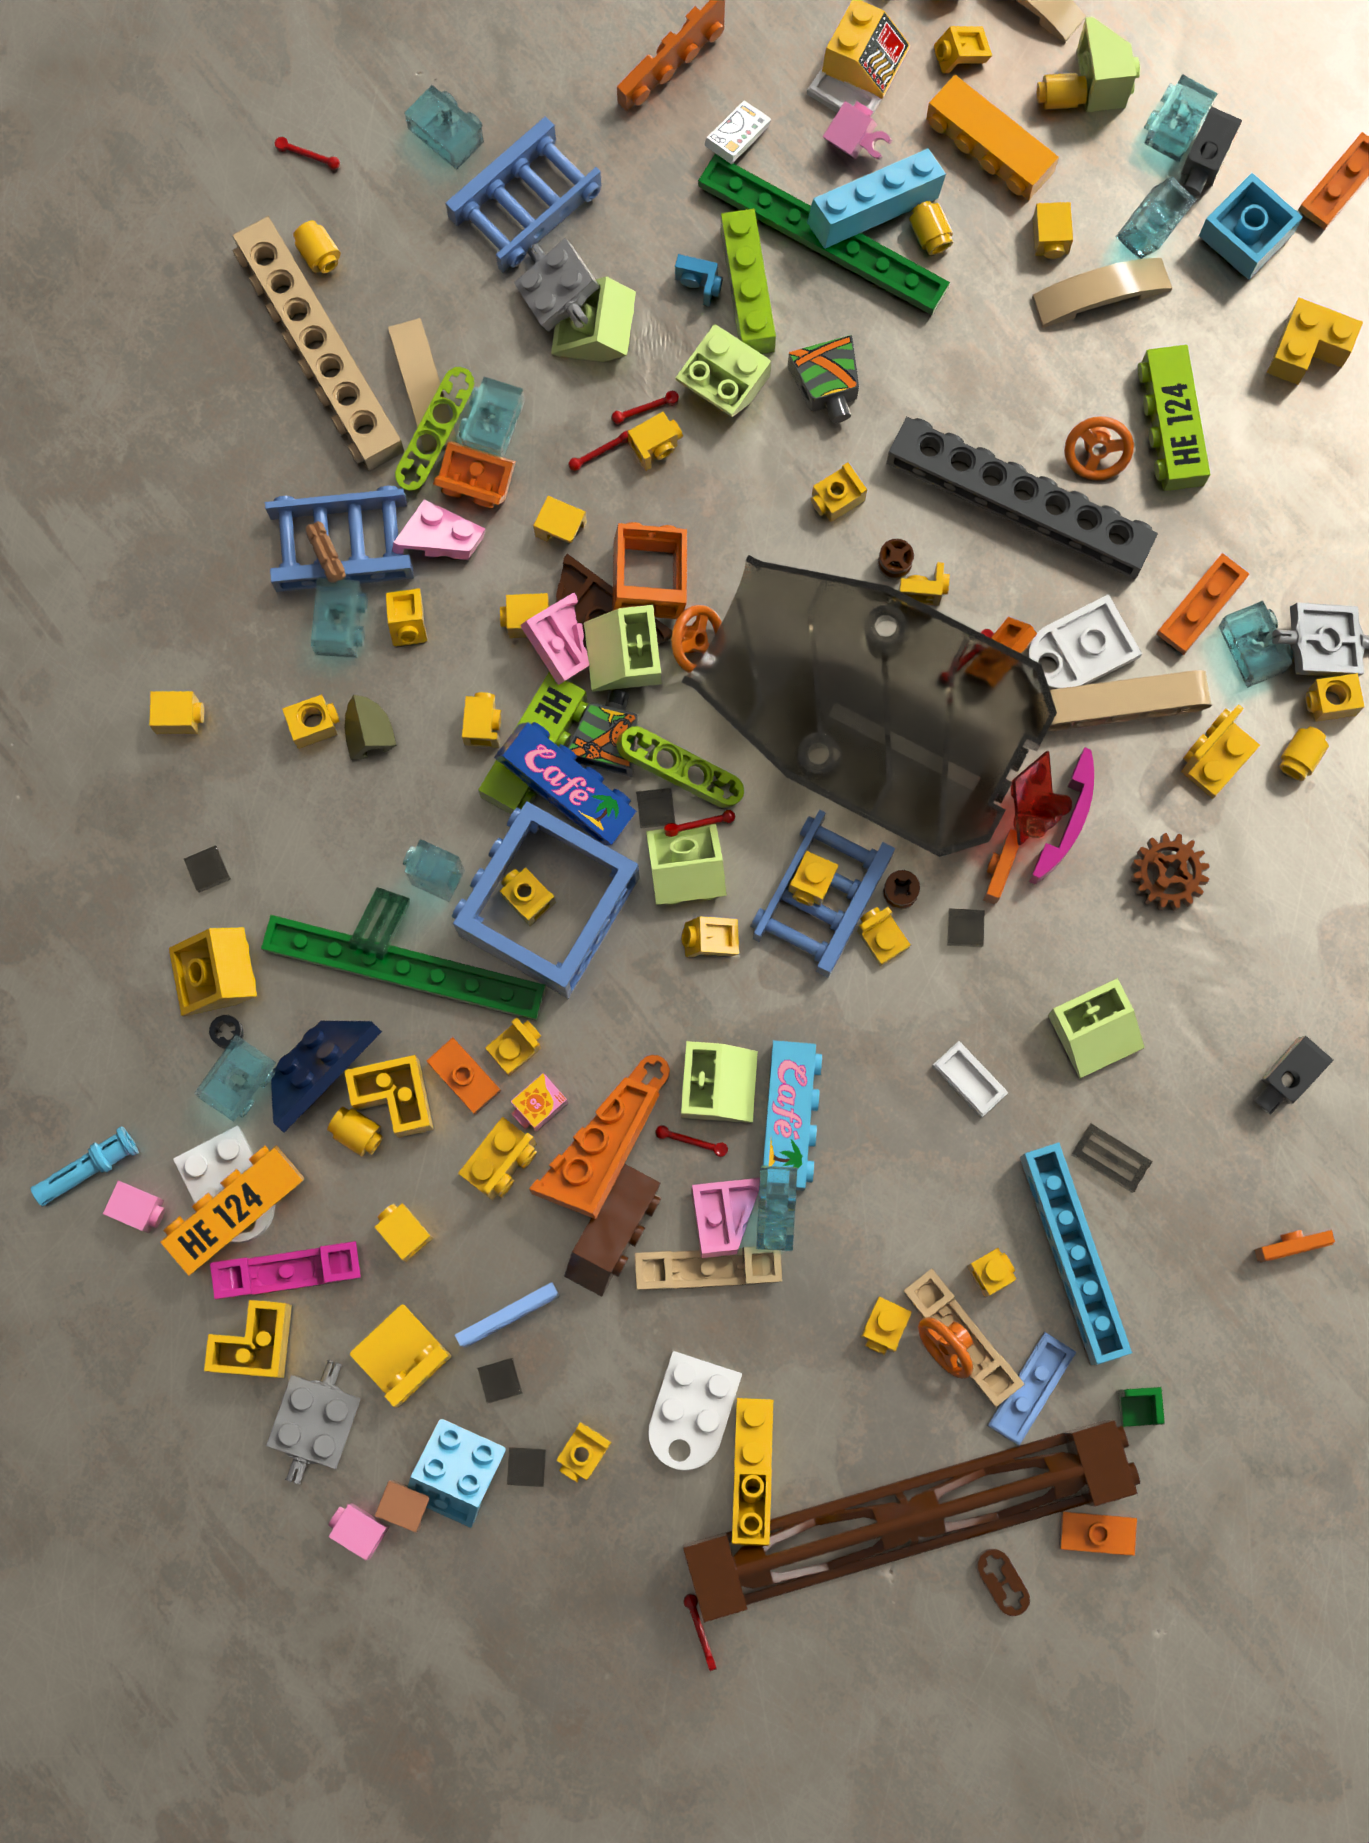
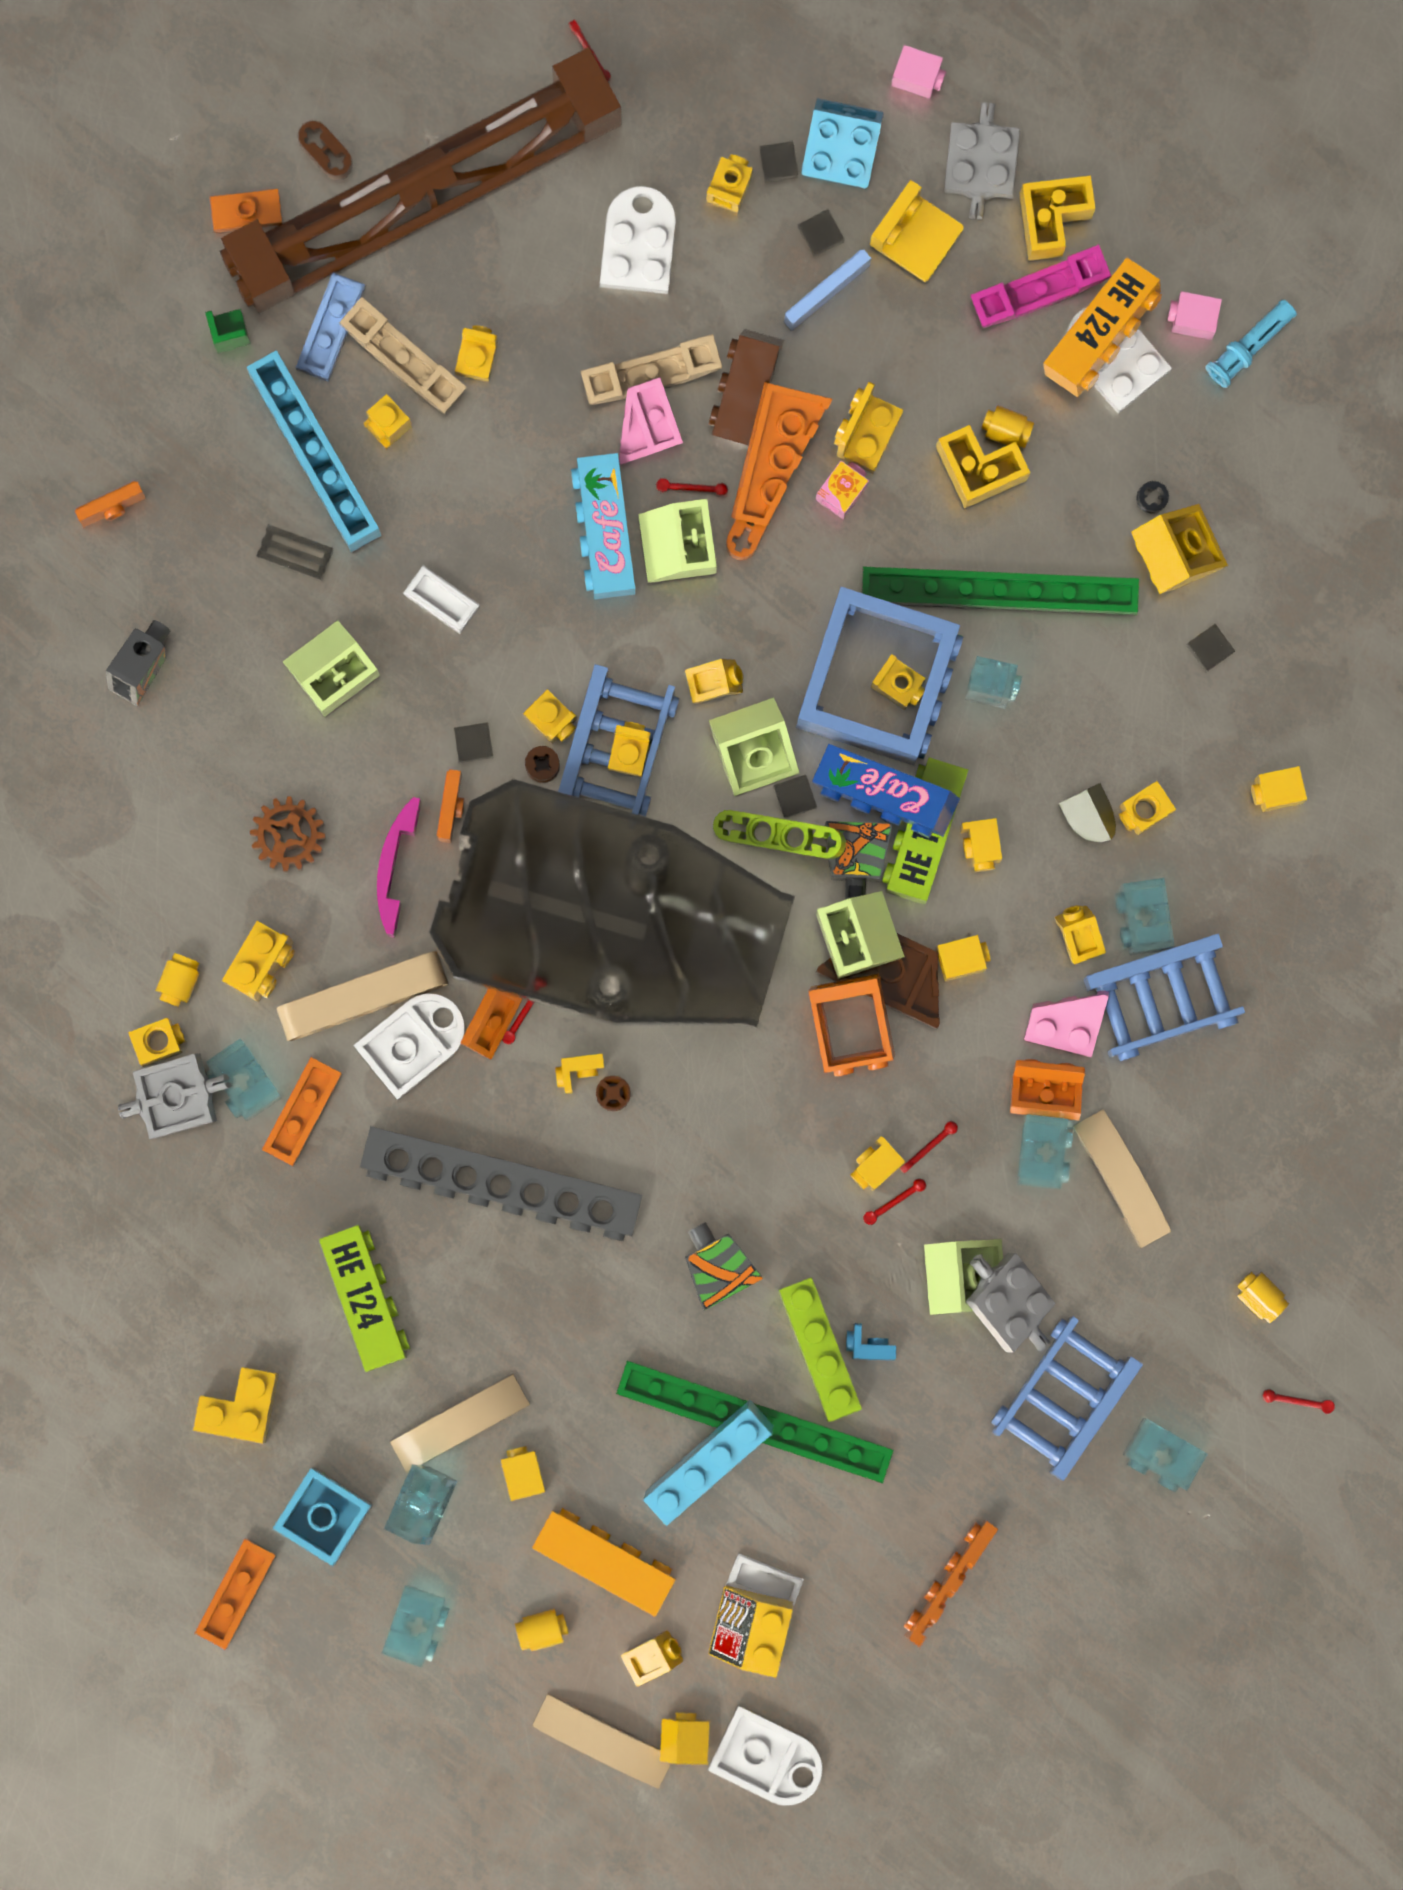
camera: 160 degrees right, 5 degrees up
(236, 1059) = (1131, 450): clear light blue brick -> none
(263, 241) = (1330, 1275): tan brick -> none
(315, 1065) = (1059, 475): dark blue wing -> none
(325, 552) = (1172, 971): medium nougat axle -> none
(369, 945) = (1036, 597): clear green tile -> none
(402, 1231) = (941, 345): yellow brick -> none
(402, 1506) = (883, 100): nougat panel -> none
(437, 430) = (1093, 1126): lime beam -> none
(463, 1075) = (919, 502): orange plate -> none
(515, 1046) = (877, 539): yellow bracket -> none
(558, 520) = (951, 1058): yellow panel -> none
(558, 639) = (924, 932): bright pink wing -> none
(673, 829) = (774, 777): red hinge -> none
(692, 637) = (797, 968): orange piece -> none
(725, 371) = (823, 1244): yellowish green slope -> none
(737, 132) = (864, 1512): white tile -> none
(752, 1472) = (572, 193): yellow slope -> none
(776, 1208) = (599, 431): clear light blue brick -> none
(837, 505) = (679, 1161): yellow brick -> none
(853, 131) = (747, 1535): bright pink brick -> none
(931, 227) = (646, 1451): yellow brick -> none
(947, 1345) = (415, 344): orange piece -> none
(1035, 802) = (428, 867): clear red hinge -> none
(1093, 433) = (433, 1253): orange piece -> none
(1107, 65) = (501, 1656): yellowish green slope -> none
(1209, 150) = (376, 1604): dark grey torso -> none

